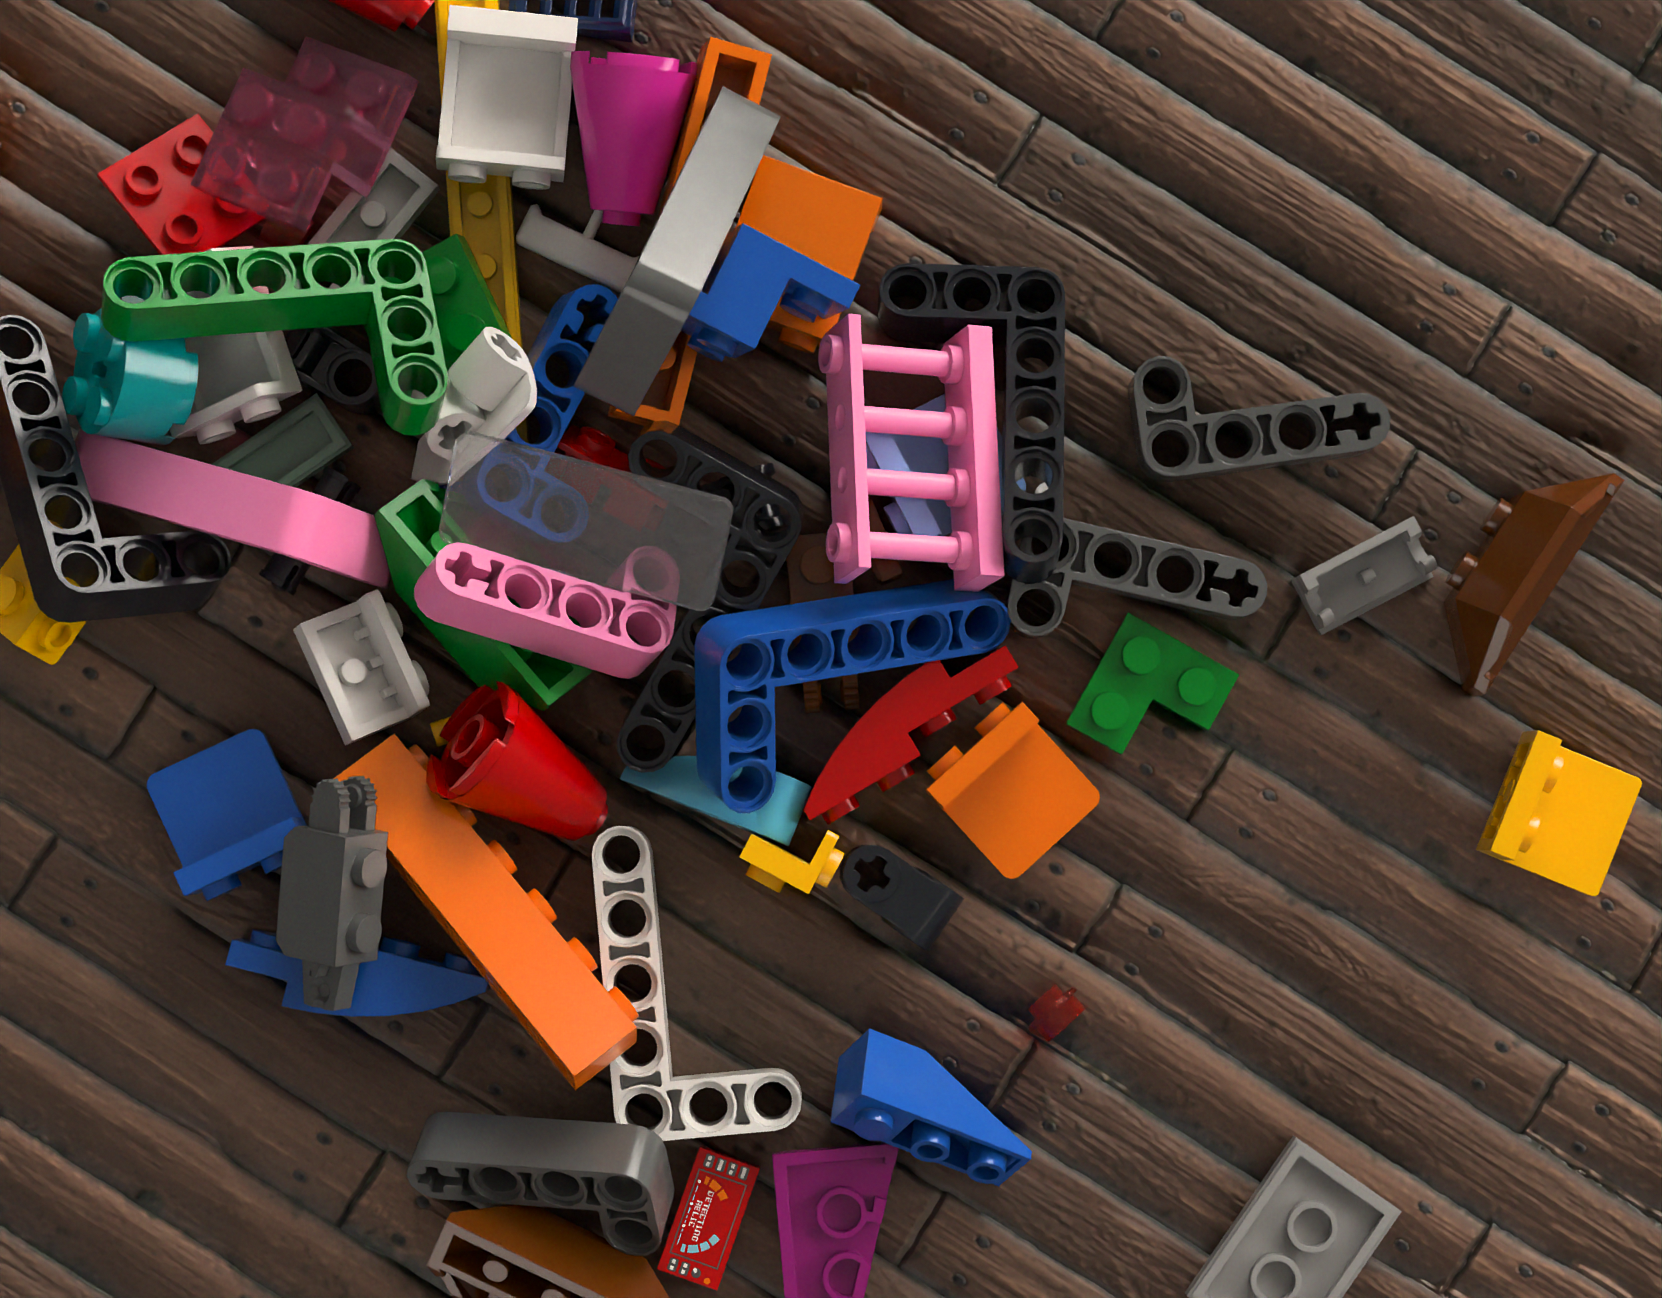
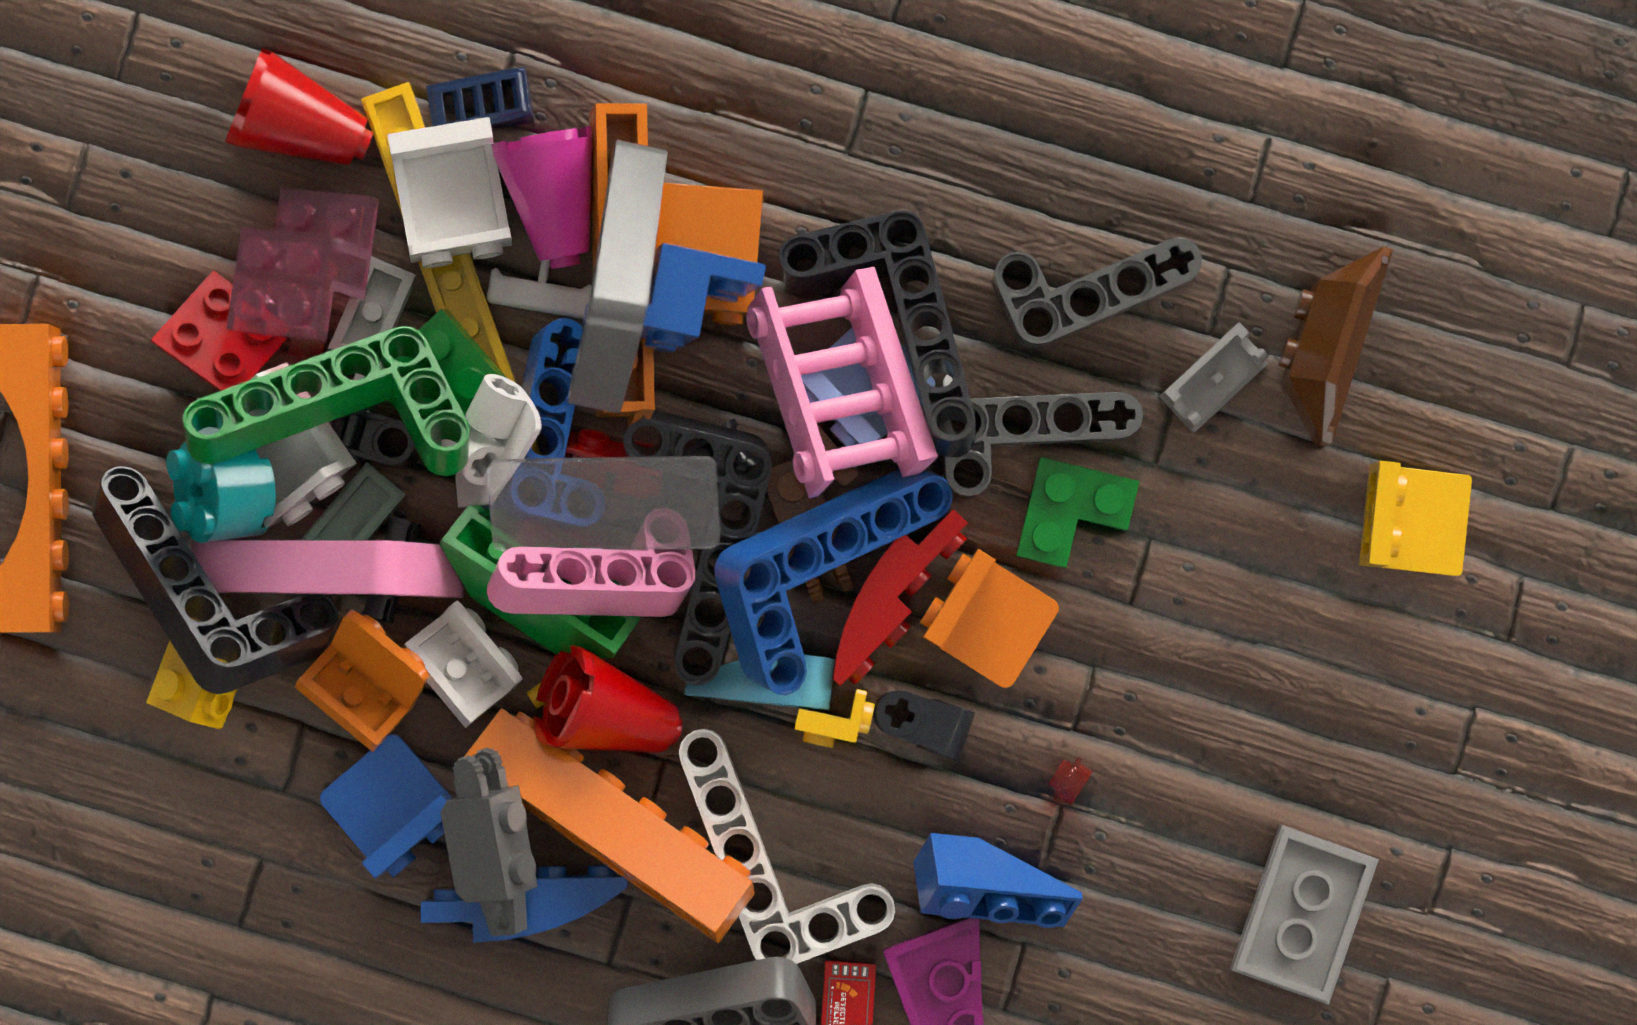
camera: 15 degrees left, 0 degrees up
(239, 654) = (364, 680): none -> orange bracket

